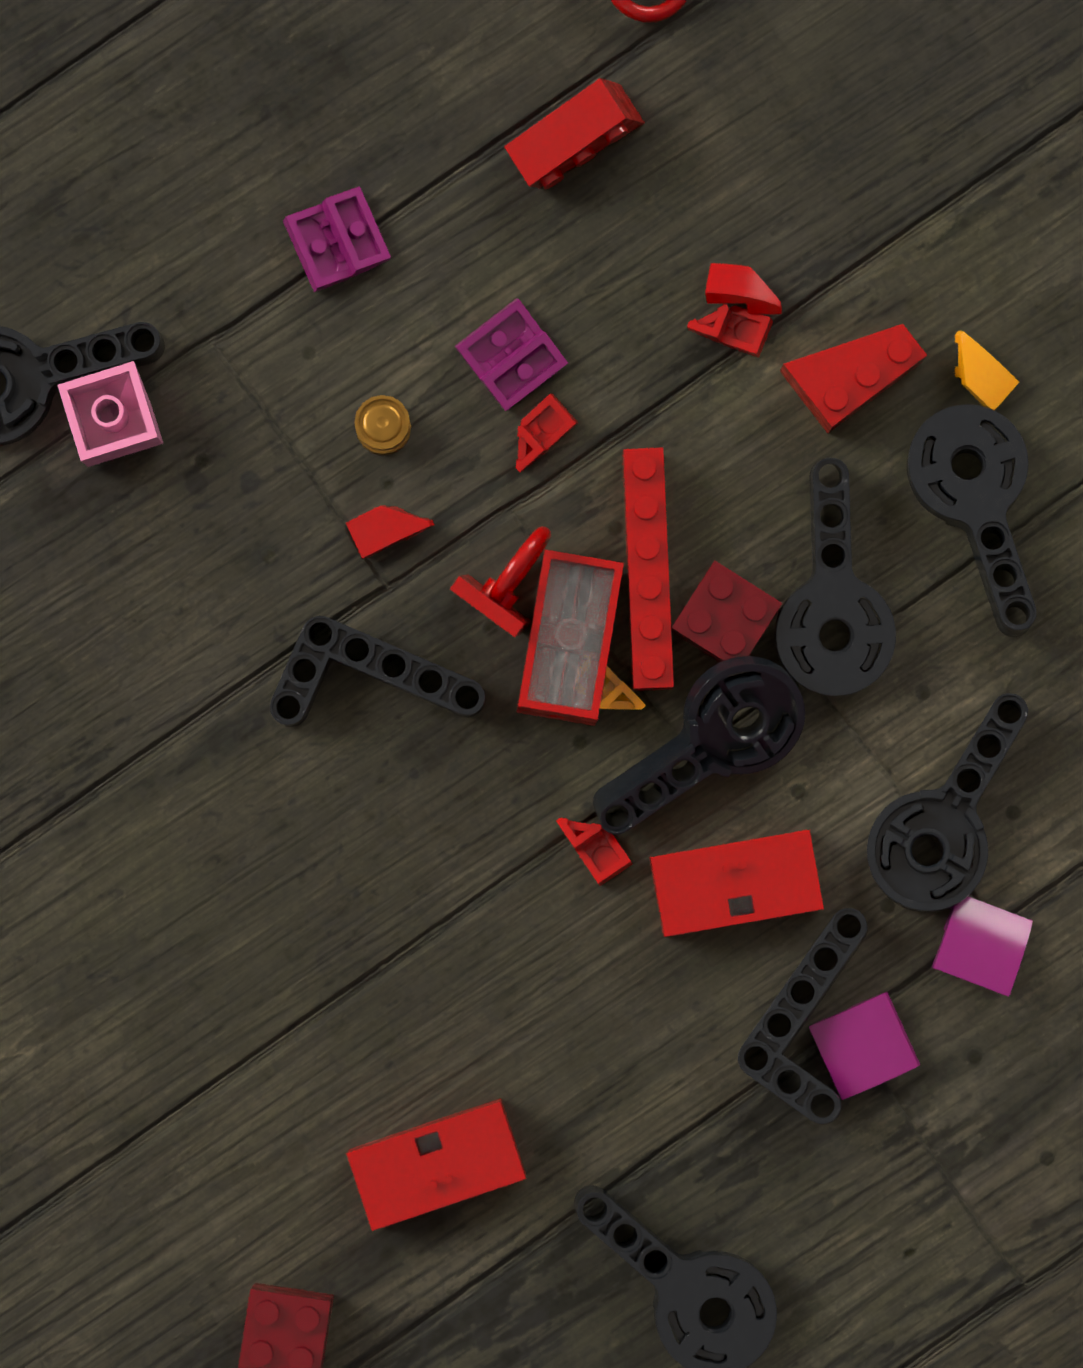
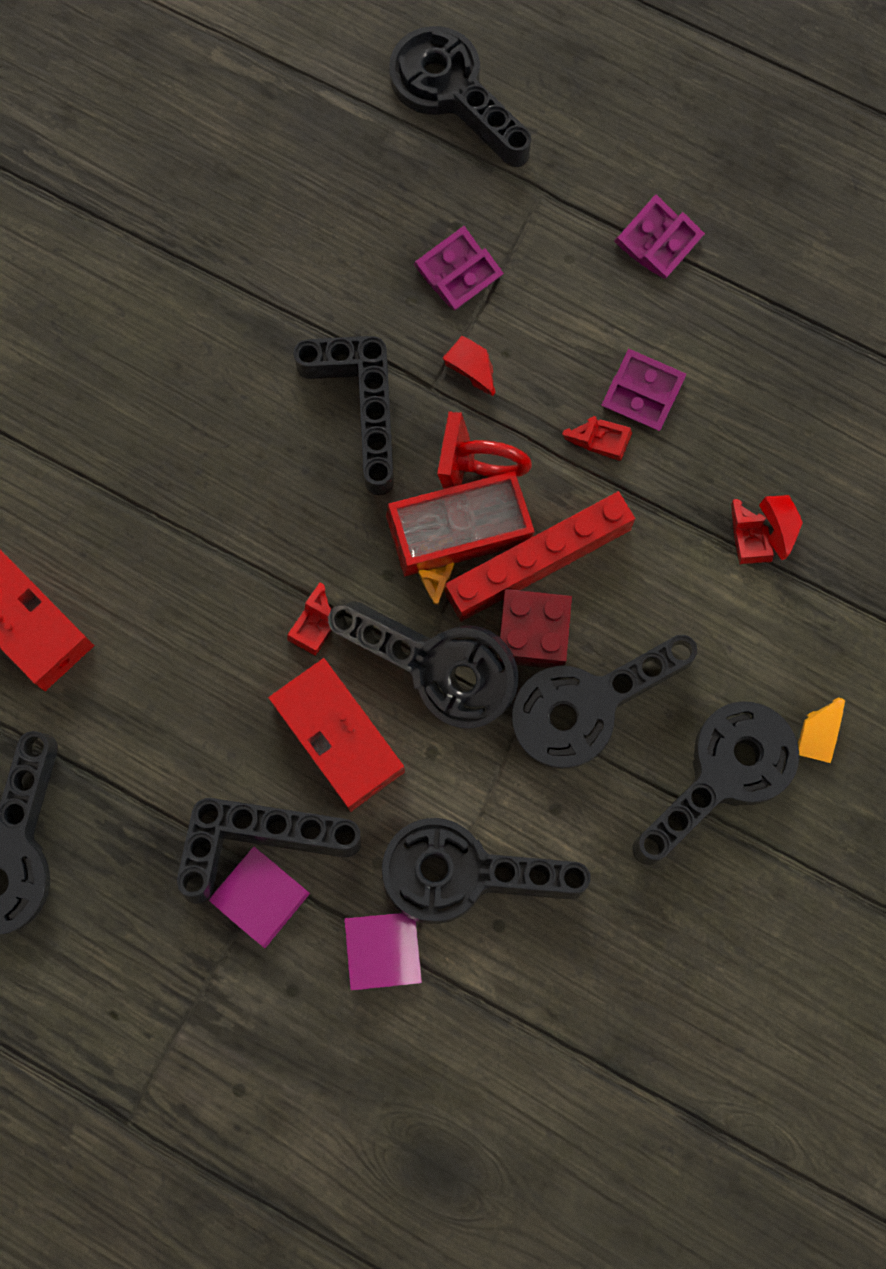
camera: 60 degrees right, 10 degrees down
(110, 414) = (453, 143): bright pink slope -> none
(260, 485) = (458, 268): none -> magenta slope
(382, 425) = (545, 327): pearl gold wheel -> none
(574, 133) = (828, 352): red wedge -> none
(852, 374) = (768, 634): red wedge -> none

